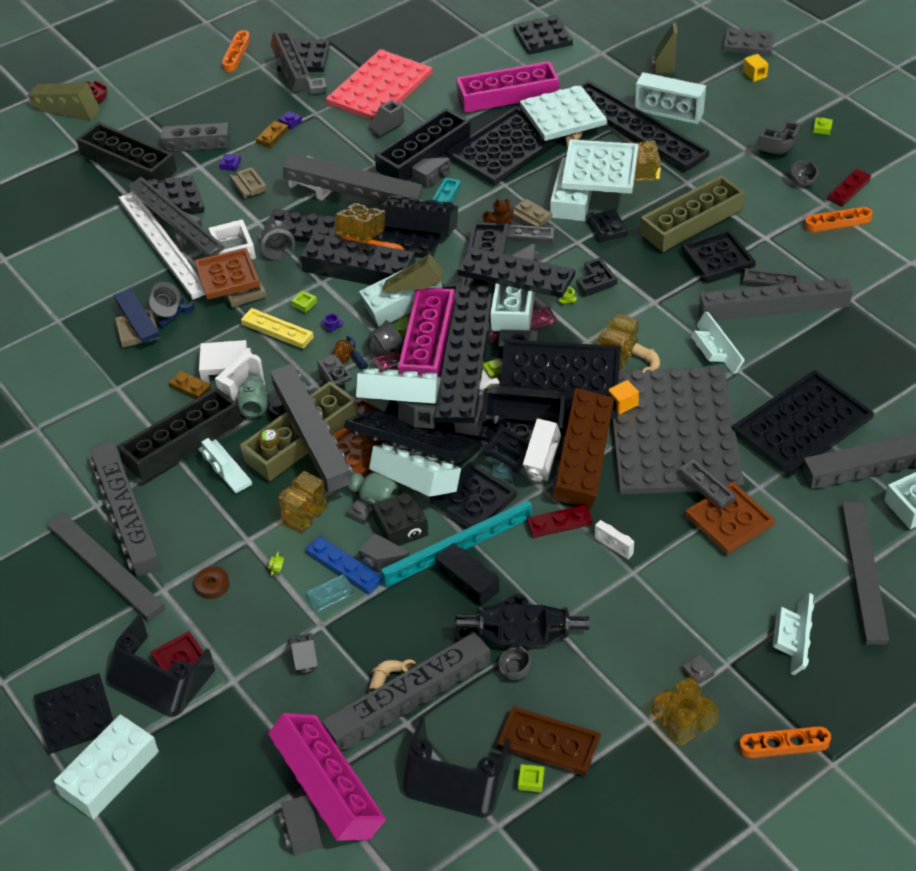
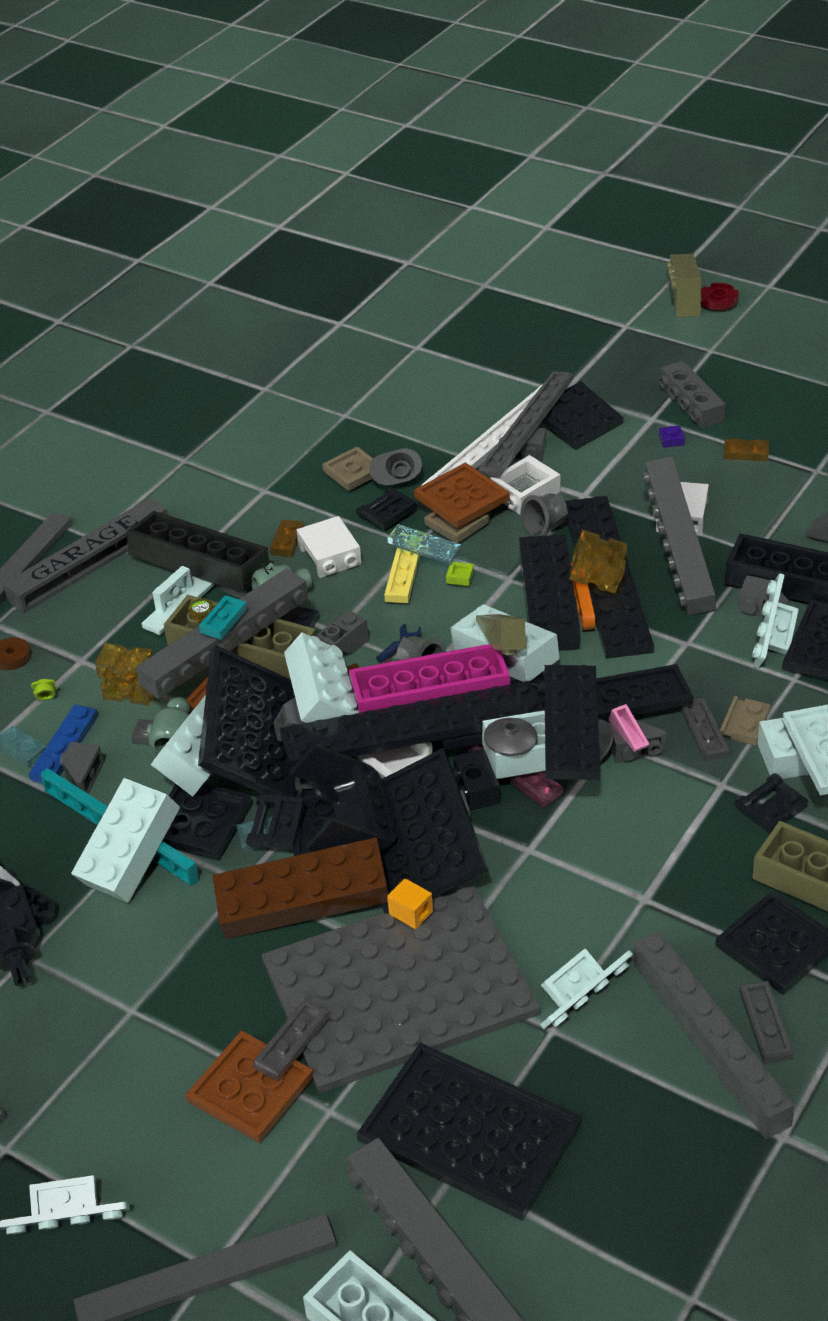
camera: 70 degrees right, 5 degrees down
(125, 153) = (620, 356): pearl dark grey brick -> none
(136, 315) = (362, 457): dark blue tile -> none
(181, 308) = (405, 487): dark blue piece -> none
(205, 318) = (387, 508): none -> black plate
(237, 372) = (295, 555): white panel -> none
(248, 182) = (634, 460): dark tan plate -> none
(268, 306) = (424, 544): none -> clear light blue plate
(290, 119) = (783, 454): dark purple plate -> none
(311, 413) = (223, 617): none -> teal plate
(331, 322) = (438, 607): dark purple plate -> none
(343, 350) = (388, 630): clear orange wheel -> none
(401, 519) = (132, 760): pearl dark grey brick -> none
(420, 215) = (657, 612): black brick -> none
(447, 190) = (725, 629): teal tile -> none
(461, 170) = (778, 624): none -> light aqua bracket
(467, 574) = (64, 851): black brick -> none
(492, 529) = (125, 840): none -> light aqua brick
(502, 212) = (708, 683): reddish brown hips -> none
(514, 303) = (510, 736): none -> flat silver dish
(526, 254) = (628, 728): none -> bright pink piece
(542, 450) = (270, 840): white window -> none
(559, 521) = (190, 912): dark red plate -> none
(568, 296) = (600, 801): lime plate -> none
(599, 277) = (655, 825): black plate -> none
(614, 539) = (169, 970): white plate -> none
(621, 332) = (517, 872): clear yellow brick -> none
(648, 355) = (524, 921): tan piece -> none

